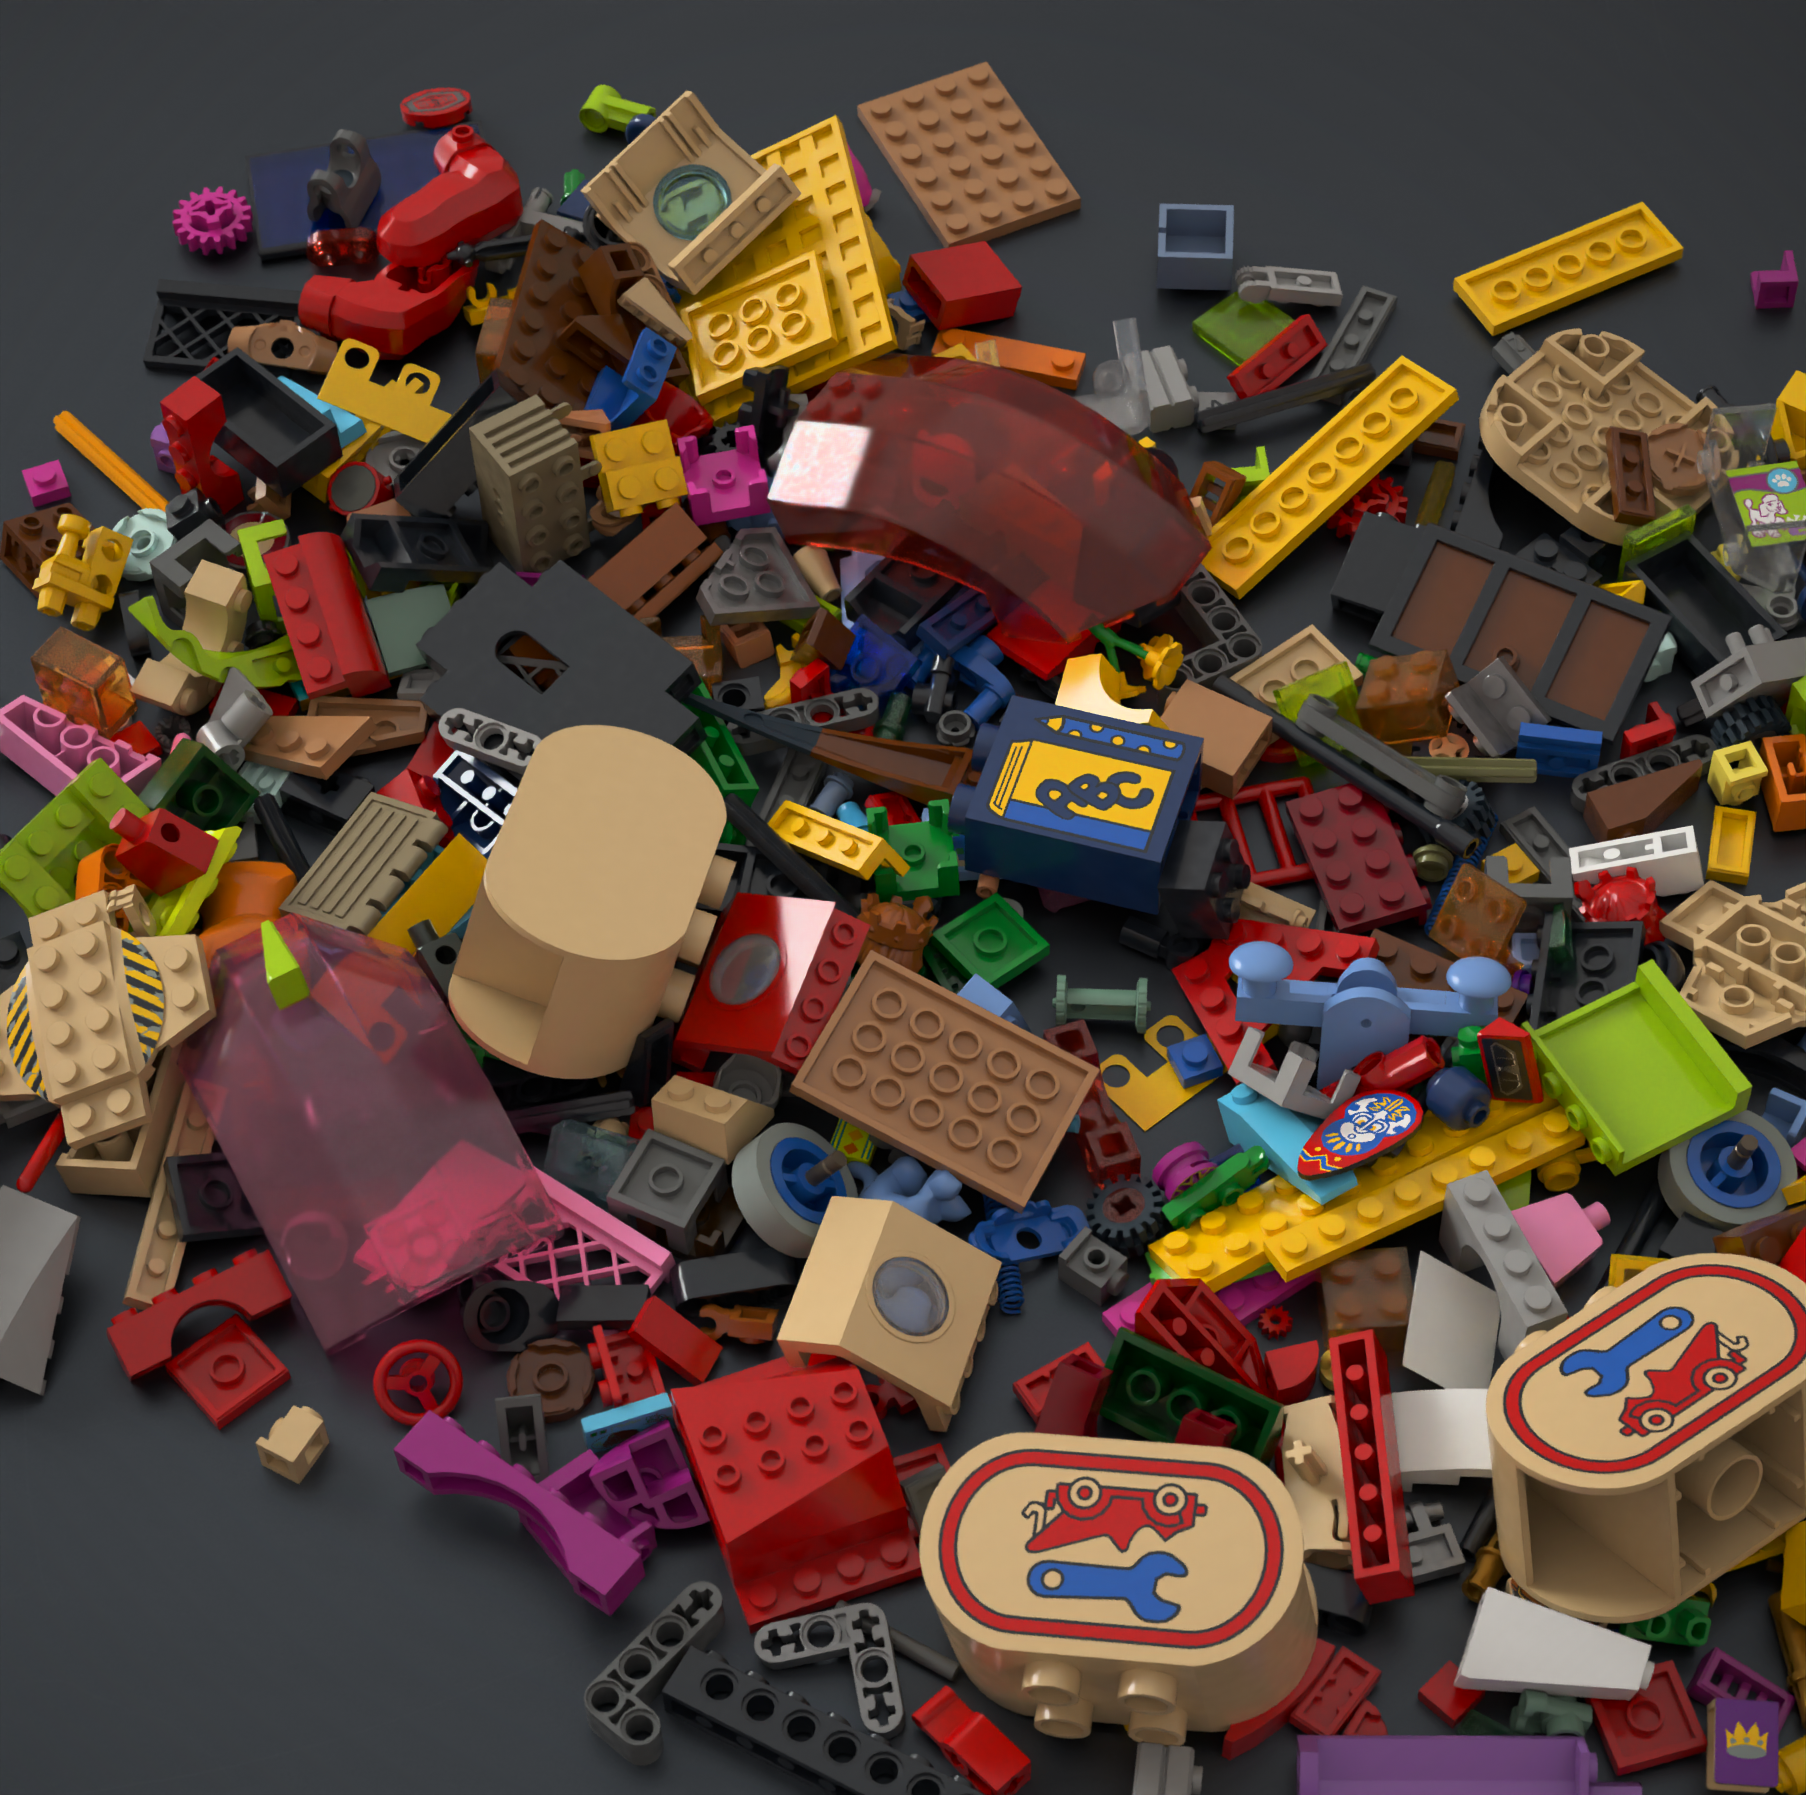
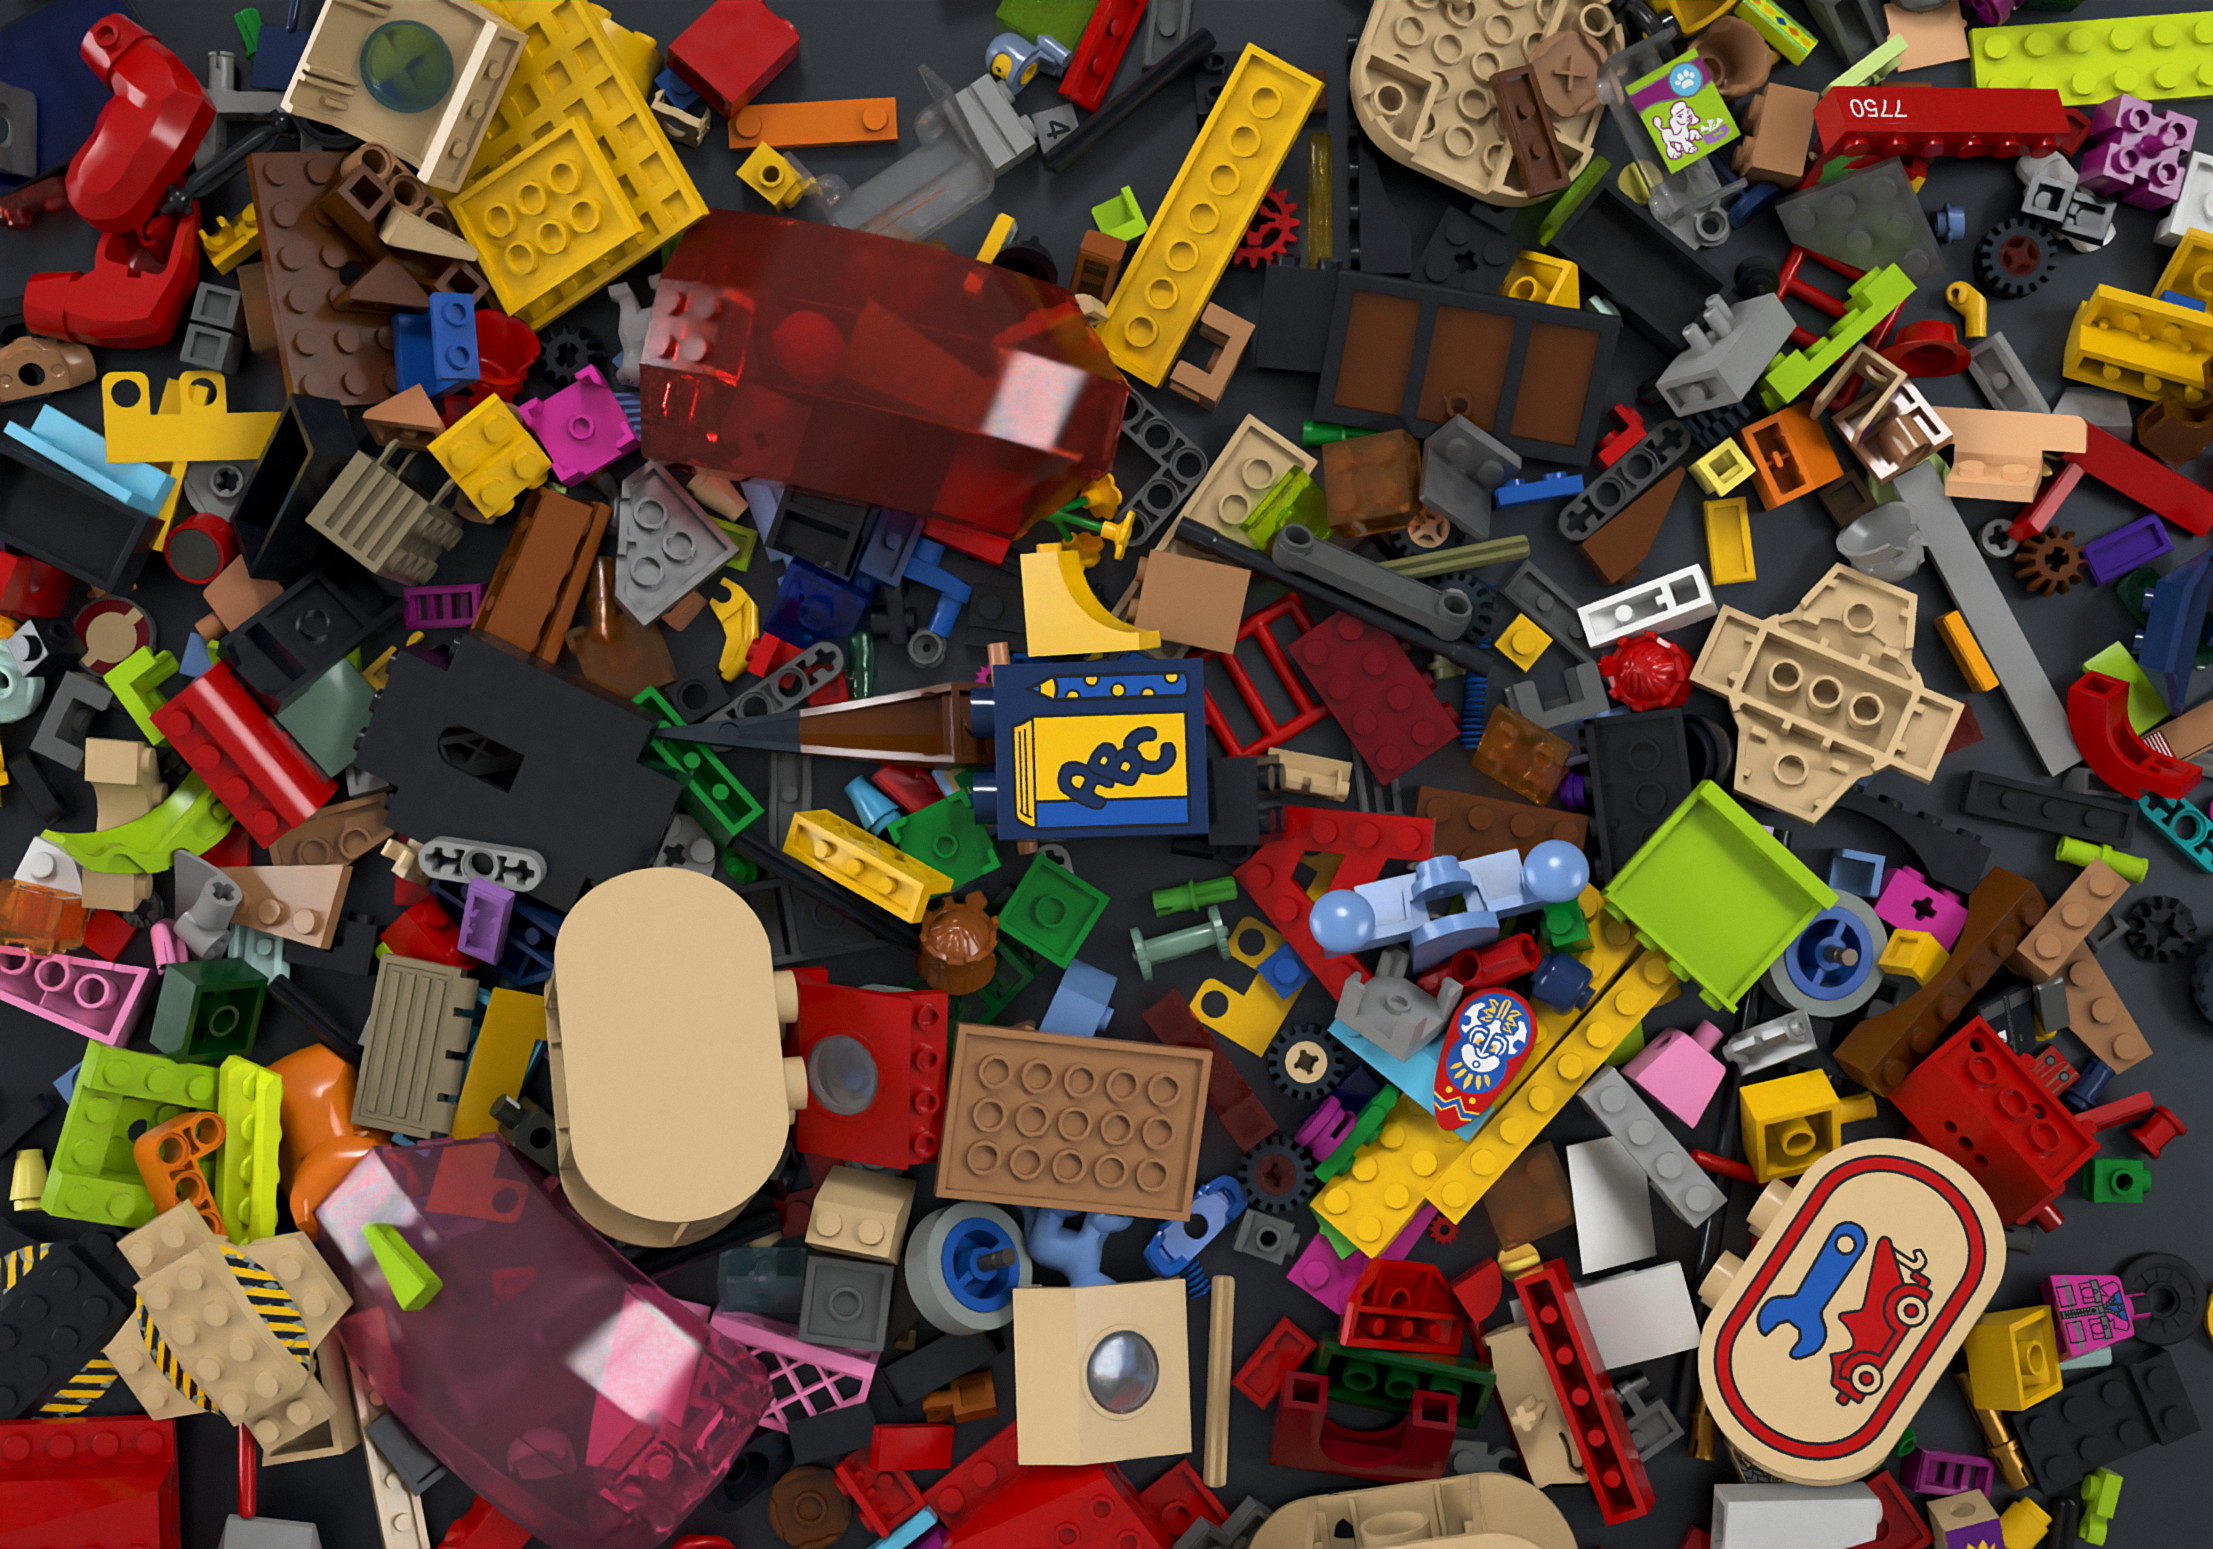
camera: 20 degrees left, 35 degrees up
(135, 910) = (218, 1214): tan piece -> none
(162, 849) = (214, 1131): red torso -> none
(247, 843) = (279, 1025): dark grey piece -> none
(429, 746) = (407, 860): none -> tan plate
(450, 349) = (225, 331): none -> dark grey hips
(475, 786) = (485, 921): none -> medium lavender plate
(682, 617) = (602, 602): none -> clear orange pin
(770, 402) = (589, 311): black hips -> none
(823, 638) = (760, 606): reddish brown slope -> none
(836, 790) = (832, 779): sand blue pin -> none
(1006, 1372) = (1218, 1381): none -> tan axle
(1127, 975) = (1194, 895): none -> bright green axle
(1172, 1125) = (1288, 1052): none -> black wheel
(1206, 354) = (1019, 61): none -> sand blue piece
(1300, 585) = (1229, 333): none -> medium nougat panel
(1509, 1063) = (1605, 943): slope -> none
(1561, 935) = (1605, 743): clear green piece -> none
(1670, 1216) = (1771, 1042): none -> light grey hinge

